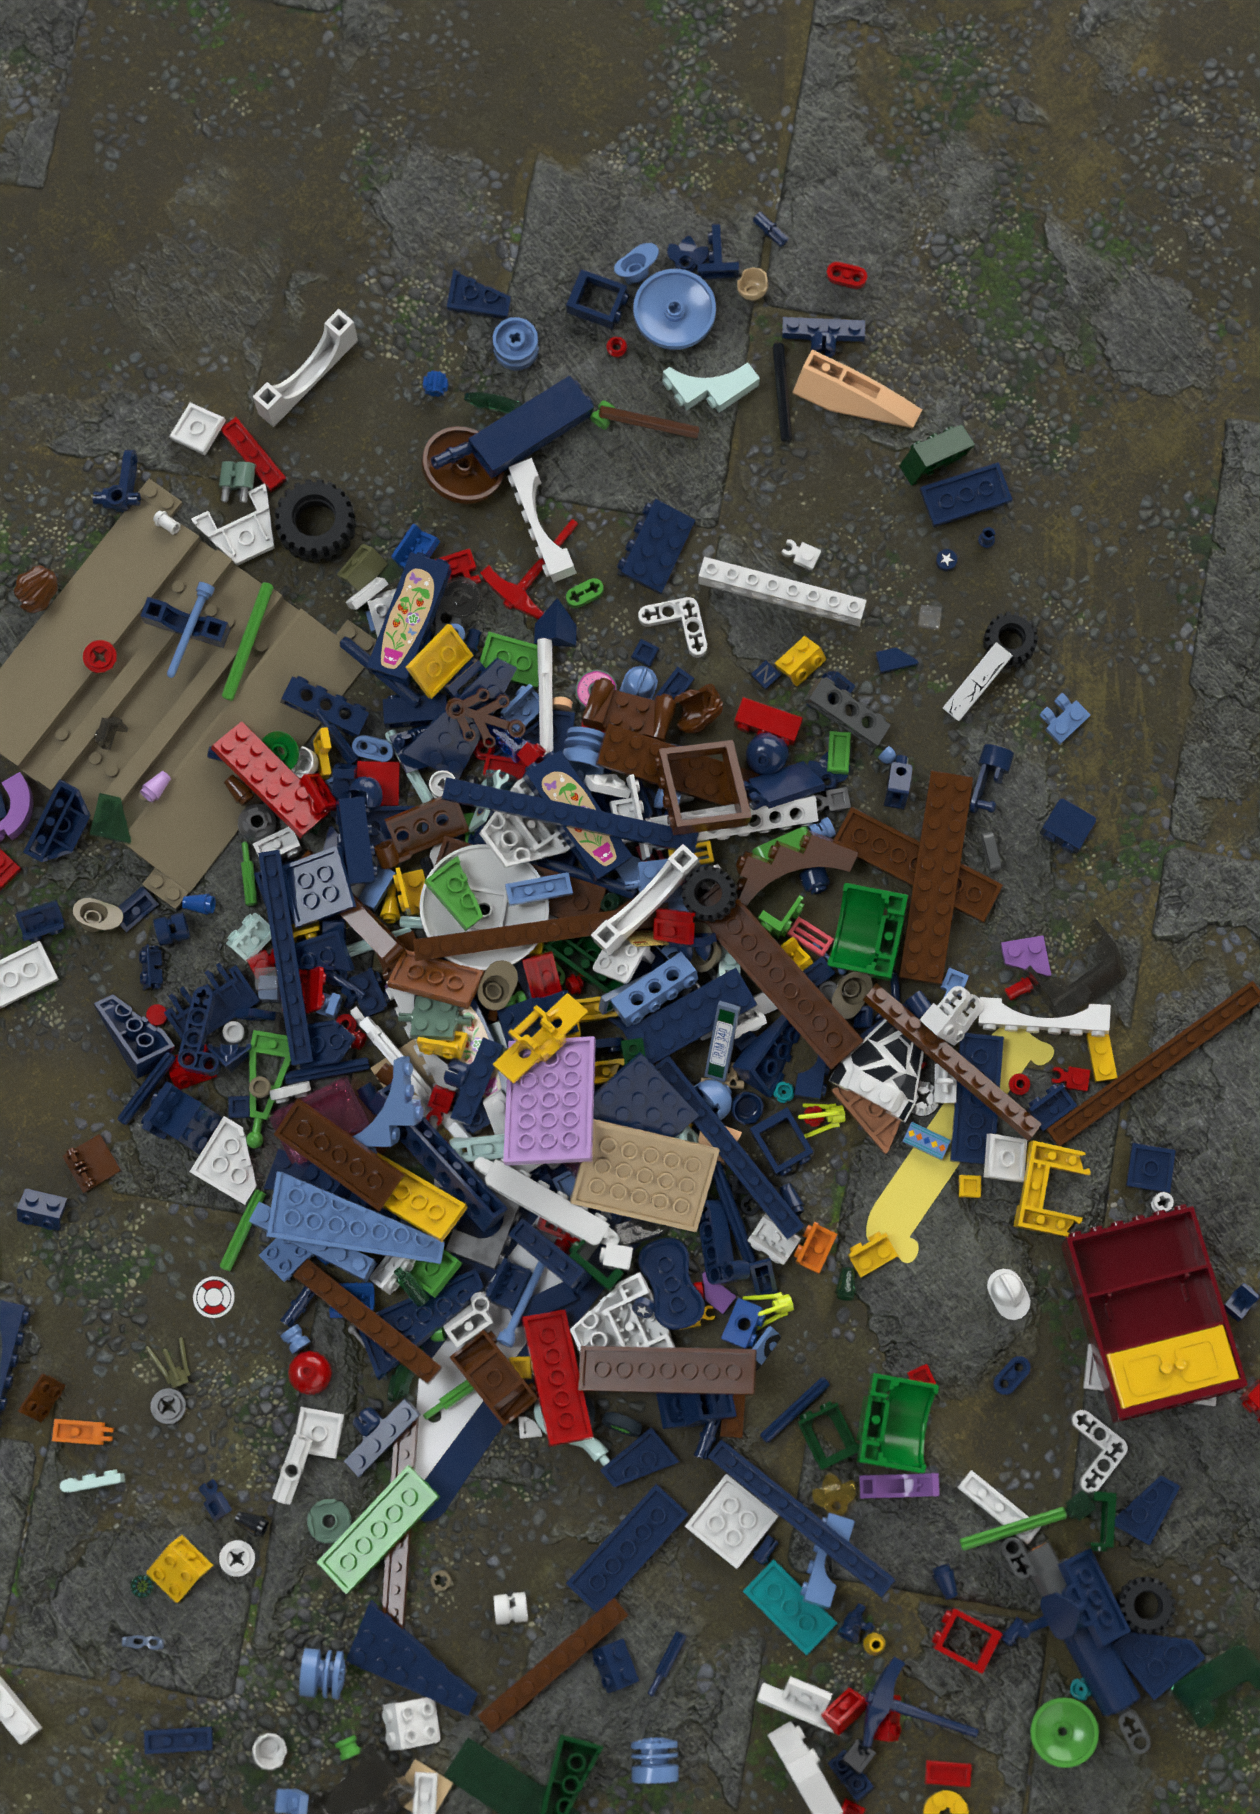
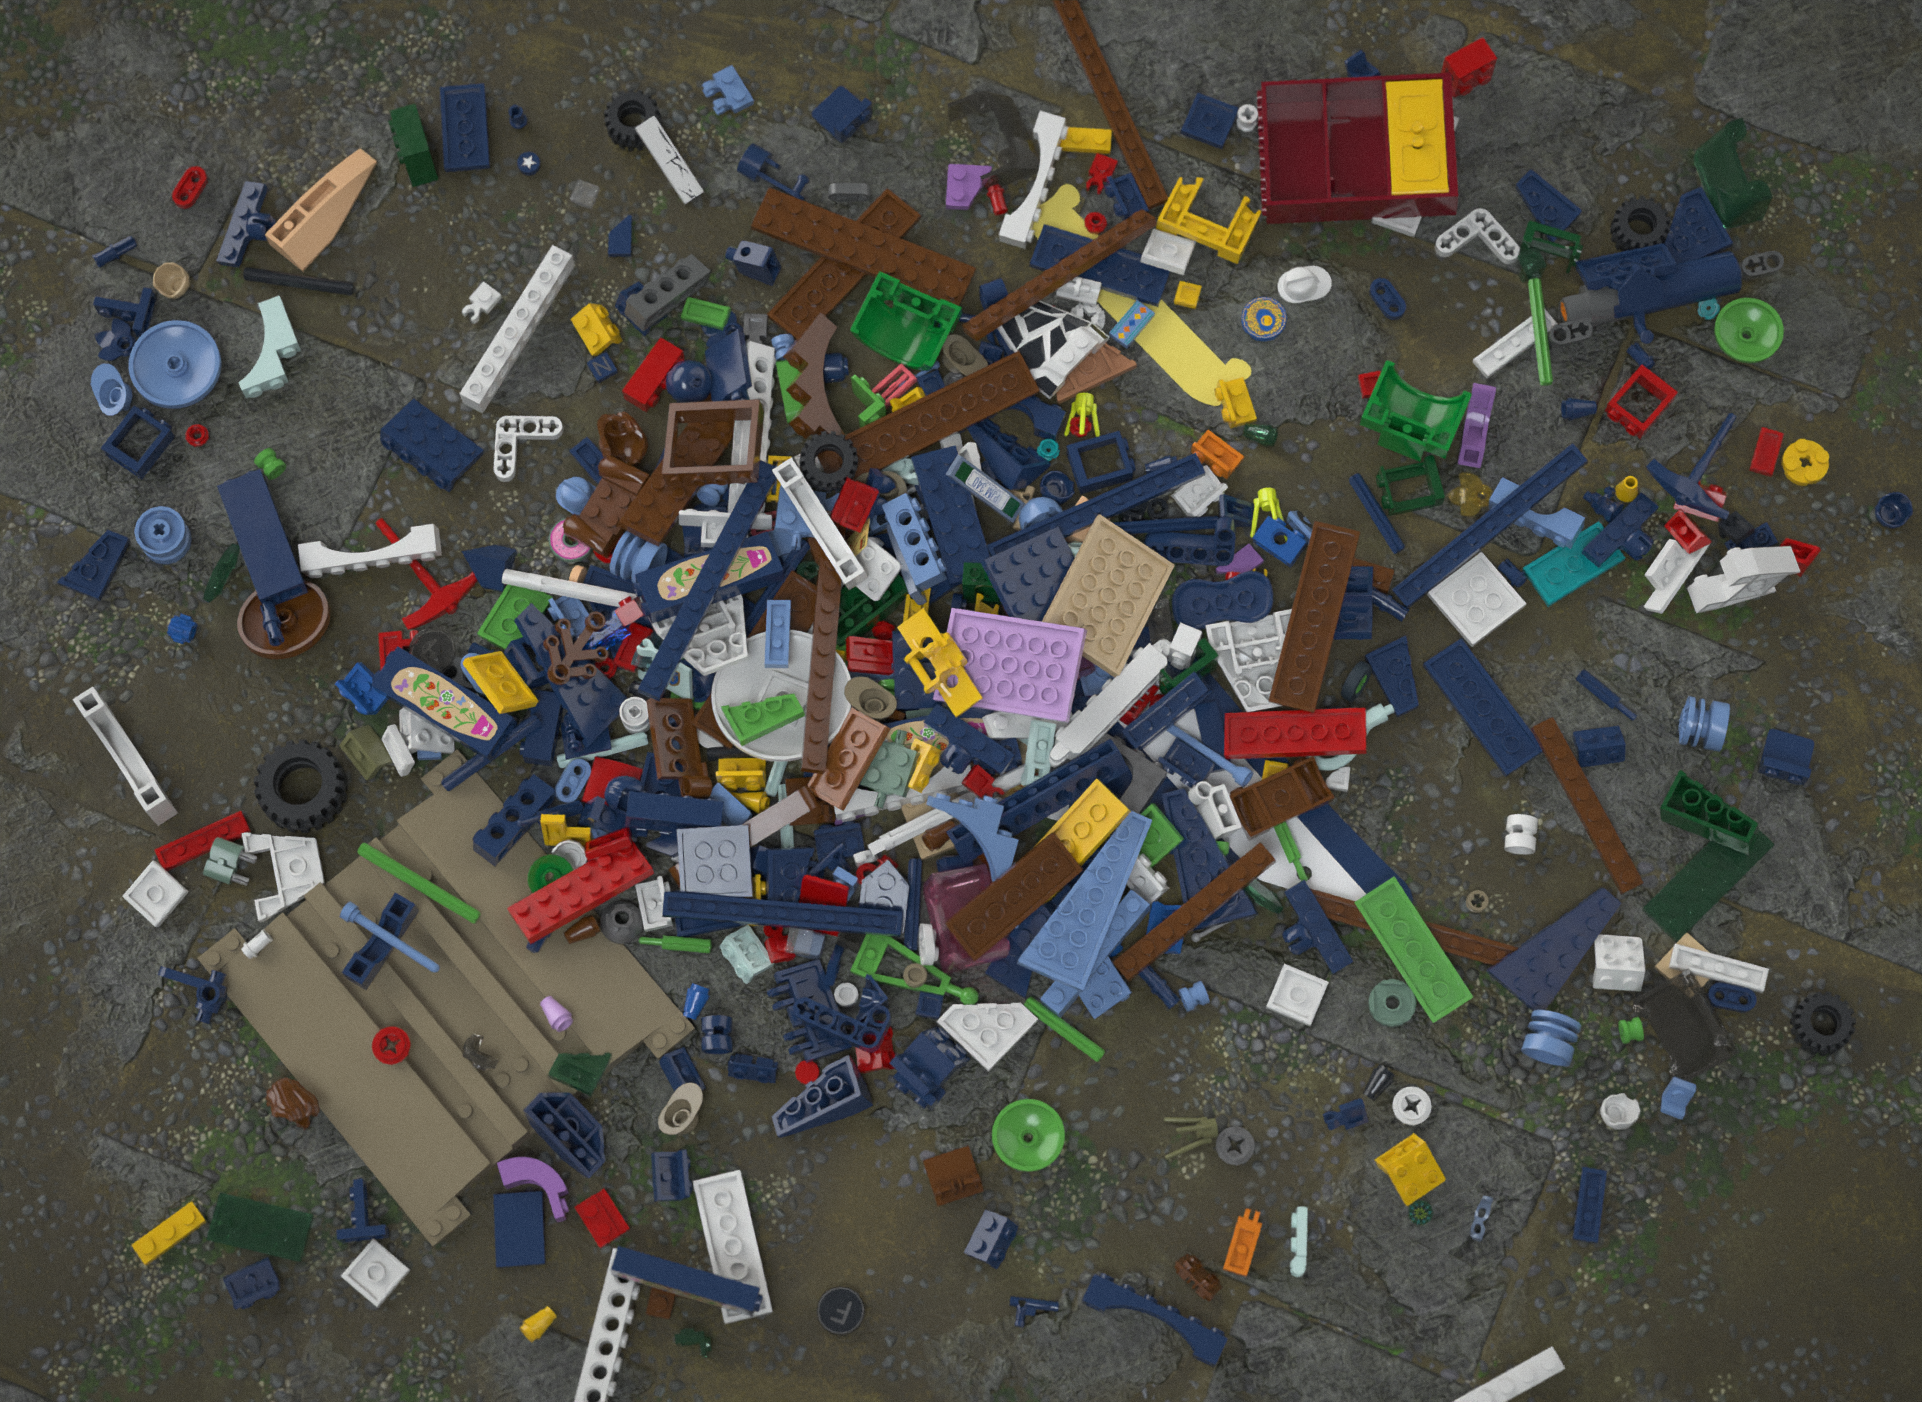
camera: 75 degrees left, 5 degrees down
(125, 1209) = (1025, 1118): none -> bright green dish
(146, 1088) = (886, 1097): dark blue axle -> none
(213, 1297) = (1128, 1076): sticker -> none
(288, 1482) = (1344, 1034): white piece -> none
(310, 1372) = (1232, 990): red cylinder -> none
(411, 1287) = (1169, 858): clear green cylinder -> none
(582, 589) = (466, 527): bright green beam -> none
(607, 784) = (682, 542): white wing -> none
(643, 1307) = (1242, 631): dark blue tile -> none
(645, 653) = (544, 482): dark blue tile -> none
(648, 421) = (292, 418): reddish brown axle -> none
(829, 1649) = (1624, 533): none -> dark blue plate
(887, 756) = (721, 267): medium blue hinge -> none
(950, 1022) = (1017, 266): white brick -> none
(952, 979) = (980, 260): medium blue plate -> none
(963, 1262) = (1263, 319): none -> tile

